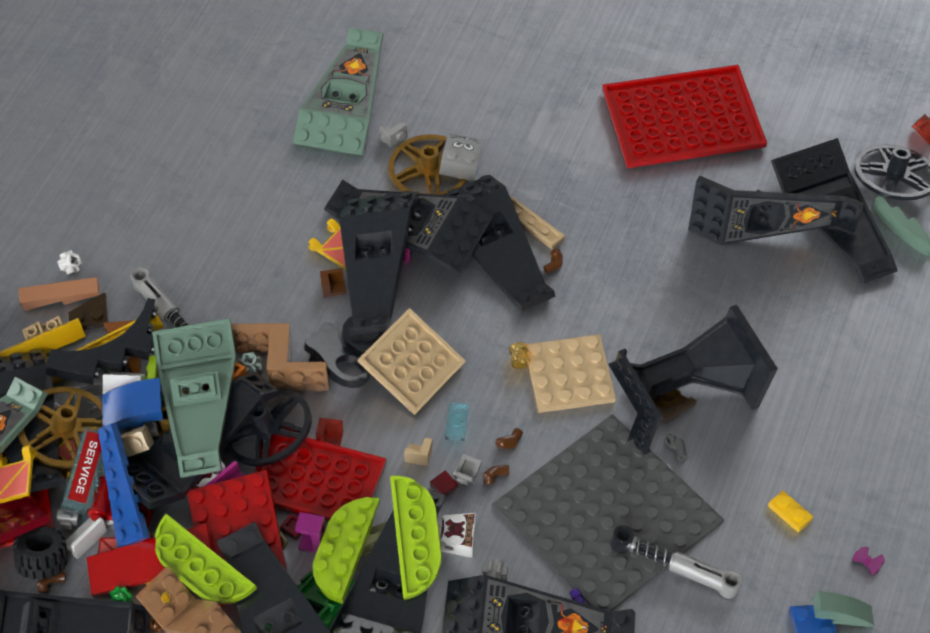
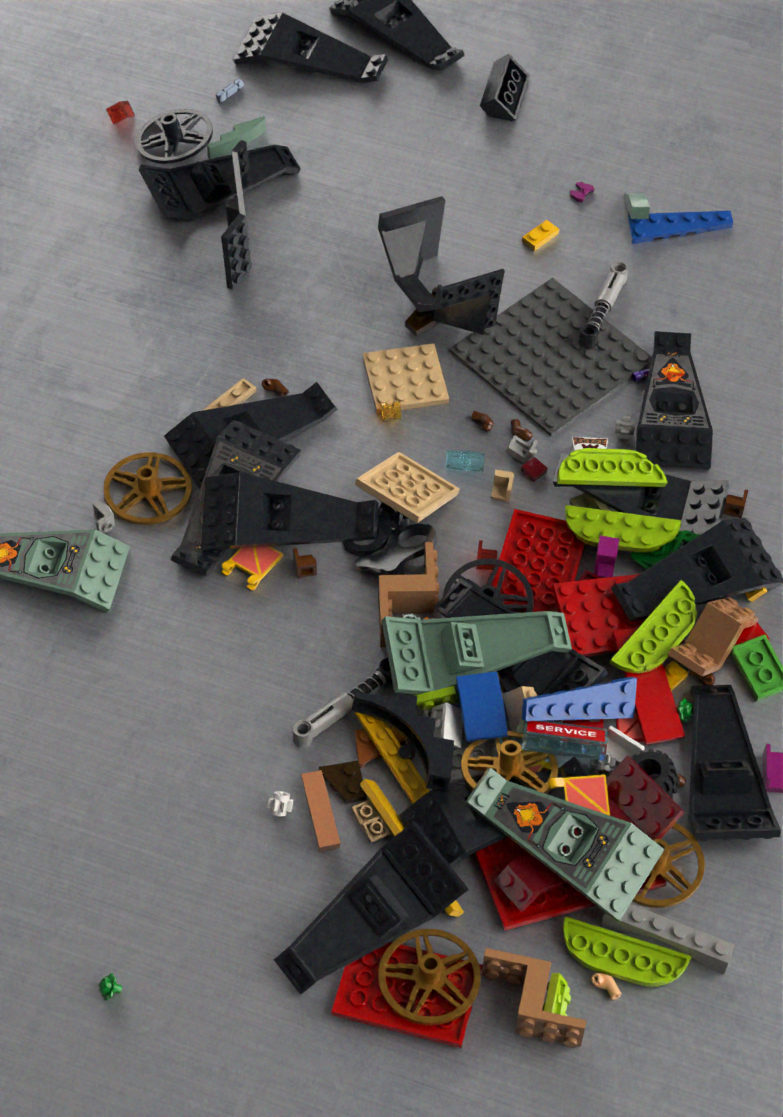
camera: 95 degrees left, 0 degrees up
(460, 157) = (141, 450): light grey slope -> none
(683, 116) = (91, 284): red plate -> none

